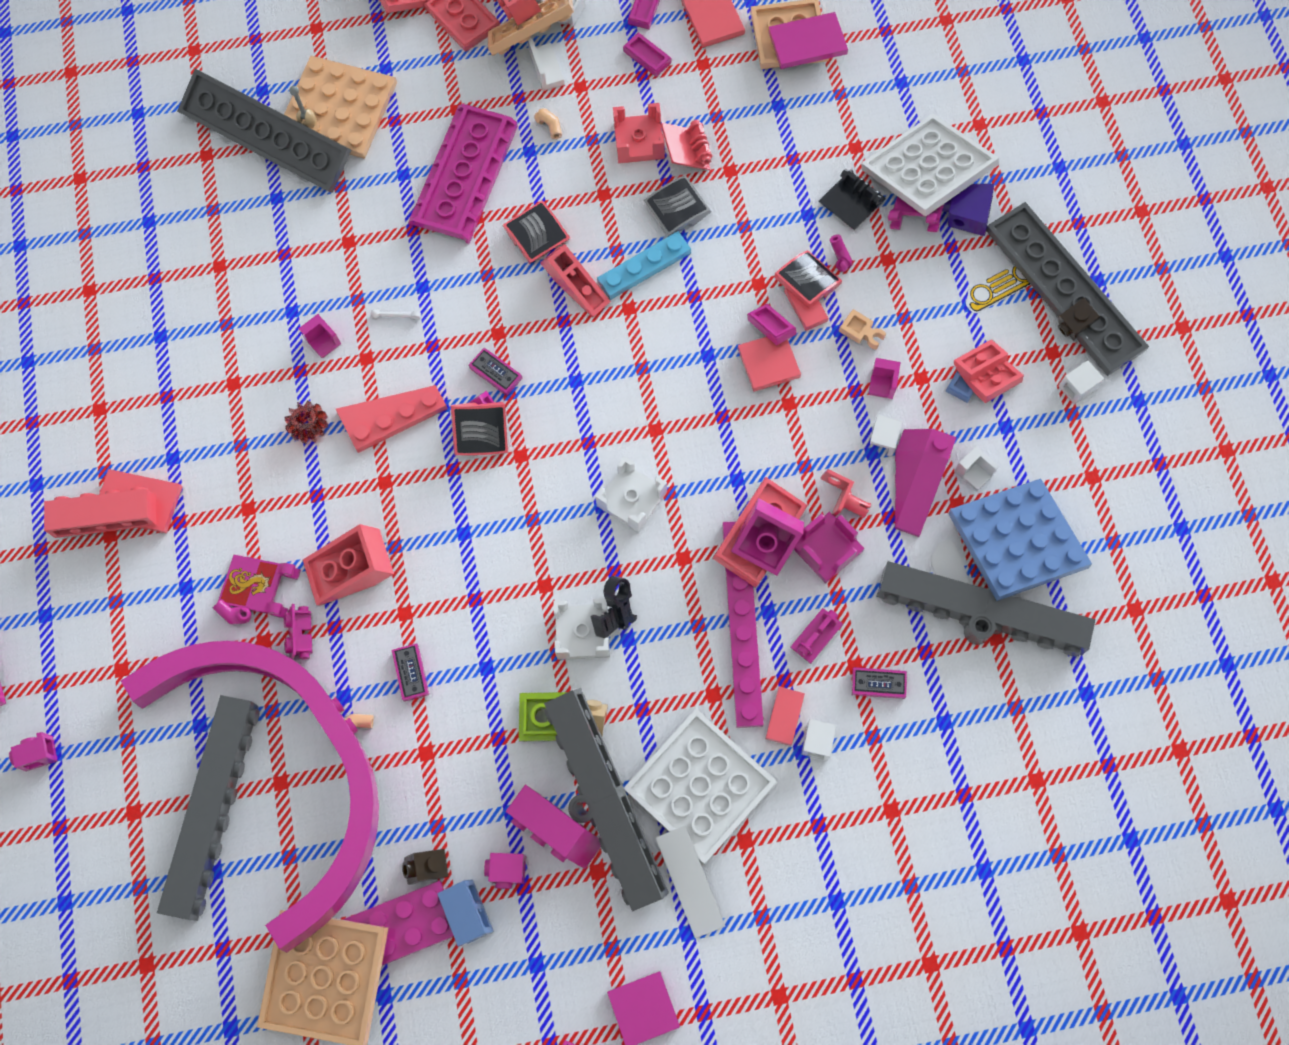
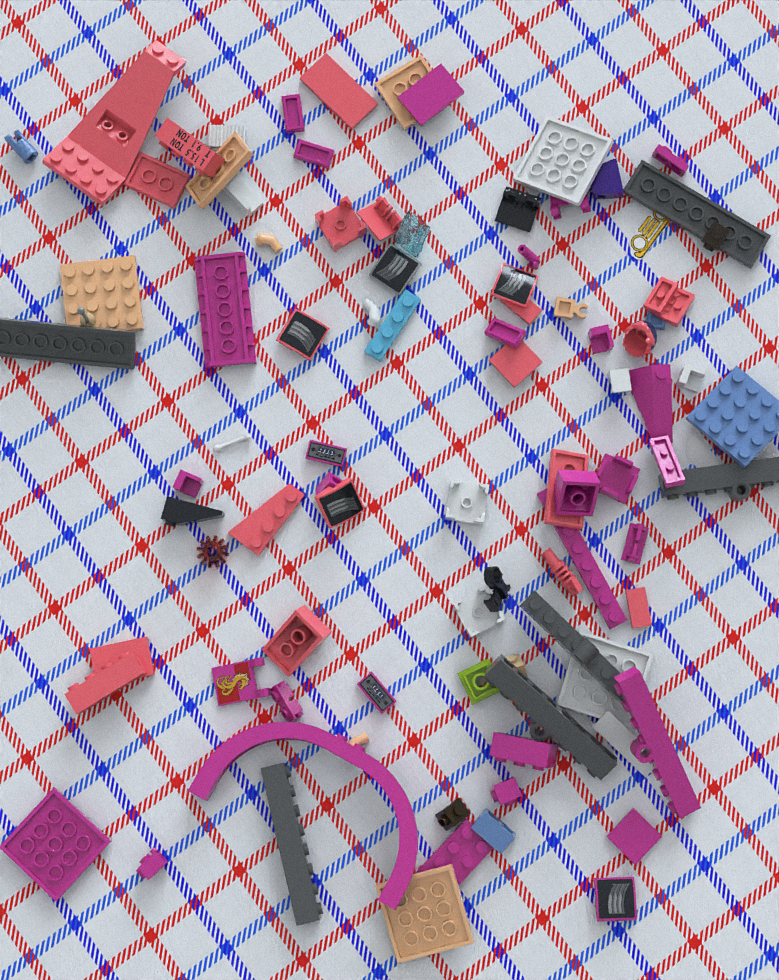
camera: 30 degrees left, 10 degrees up
(232, 615) = (235, 709): dark pink arm -> none
(300, 367) = (183, 512): none -> black slope
(575, 280) = (349, 360): coral slope -> none
(629, 242) = (374, 312): none -> white arm
(687, 738) = (572, 641): none -> dark grey hinge
(708, 629) = (562, 572): none -> coral hinge
(725, 176) = (419, 231): none -> clear light blue piece
(725, 894) = (655, 742): none -> dark pink hinge
(818, 739) = (667, 614): white panel -> none
(846, 499) = (611, 438): coral bracket -> none
(879, 683) = (689, 557): tile -> none
(901, 550) = (667, 461): none -> plate
(932, 395) = (640, 338): none -> coral hair
(1059, 216) = (674, 163): none -> dark pink plate
(1081, 382) = (735, 282): white panel -> none

